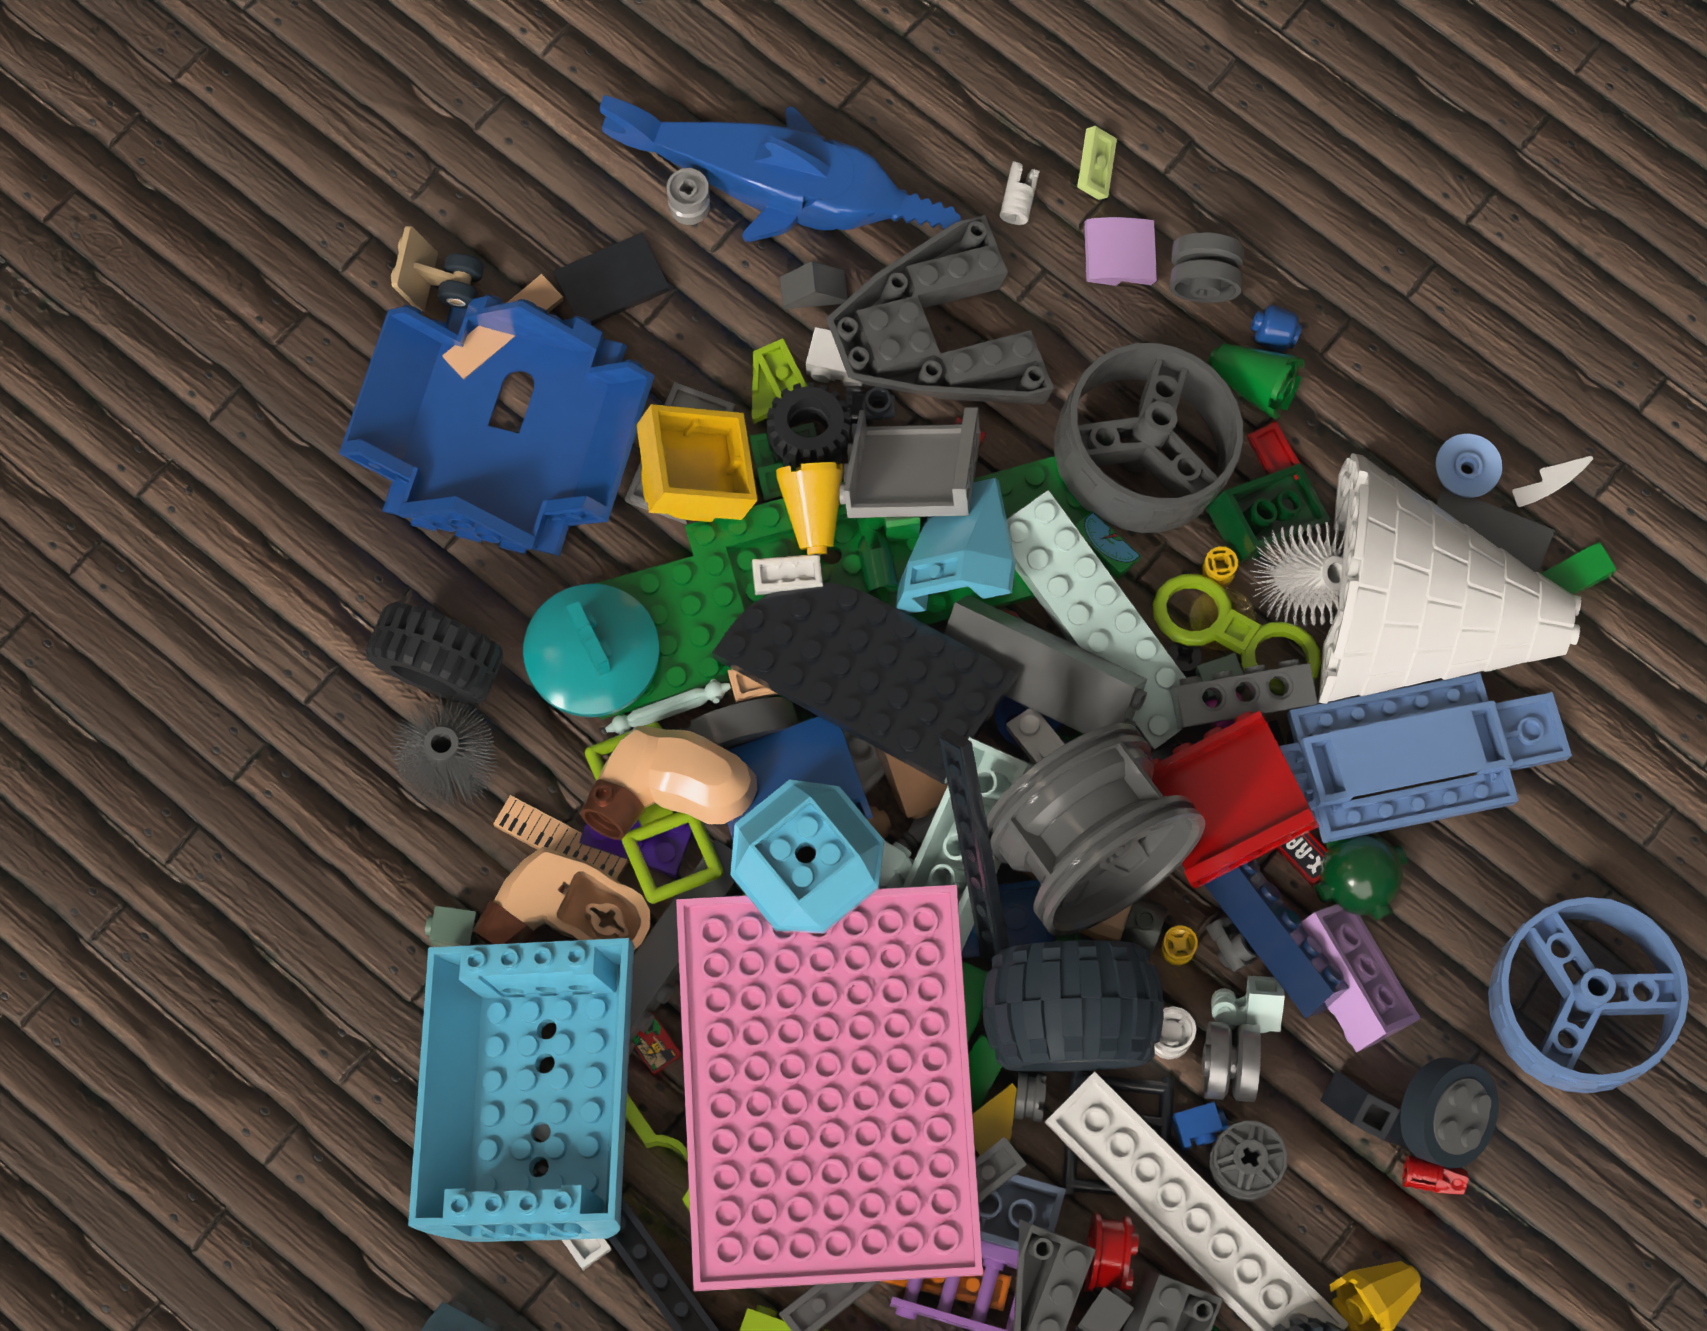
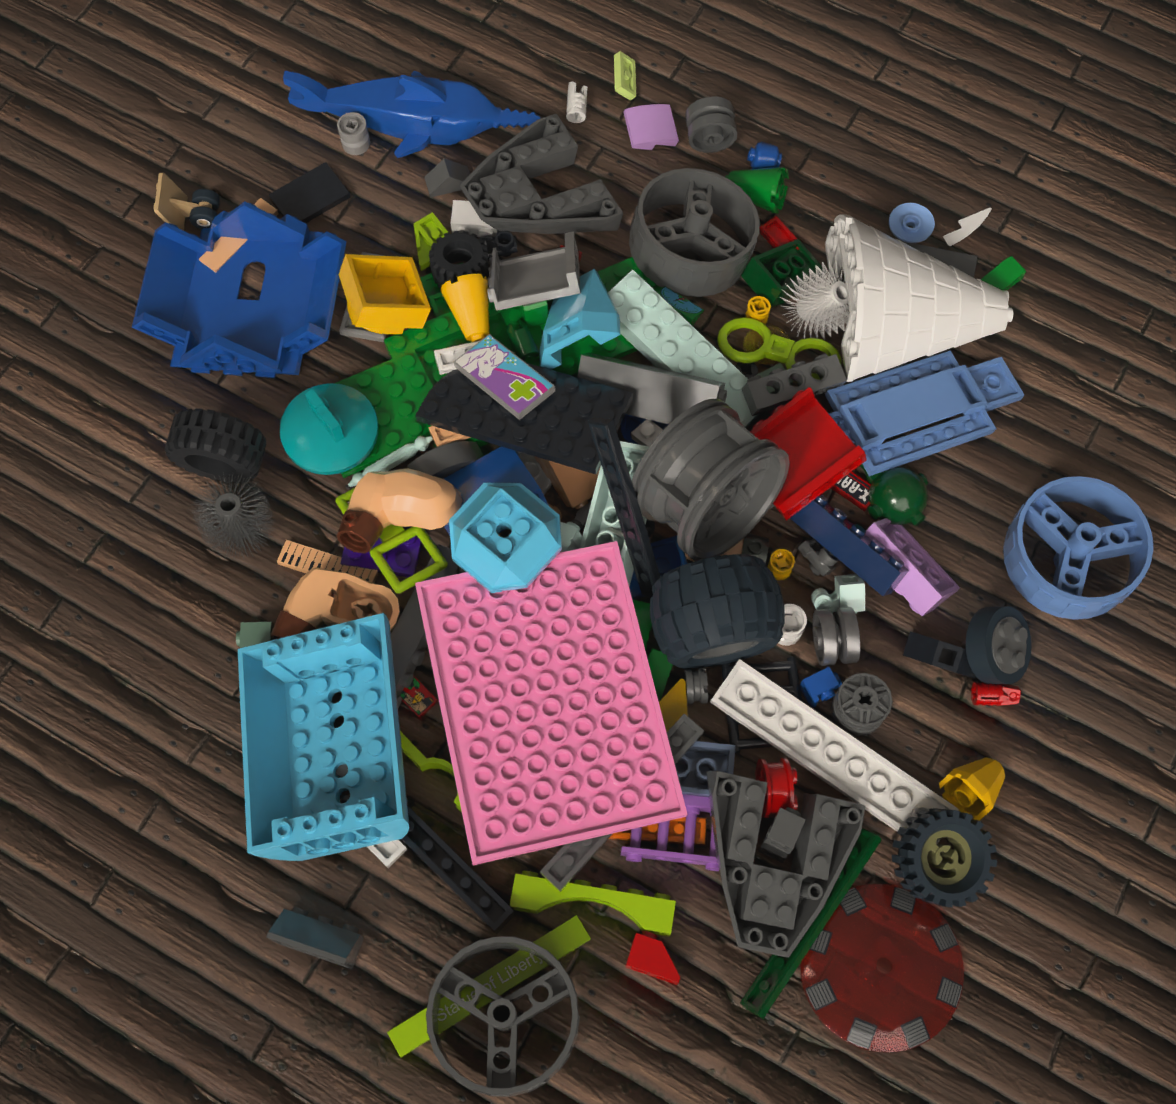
camera: 10 degrees left, 5 degrees down
(843, 618) = (504, 376): none -> tile

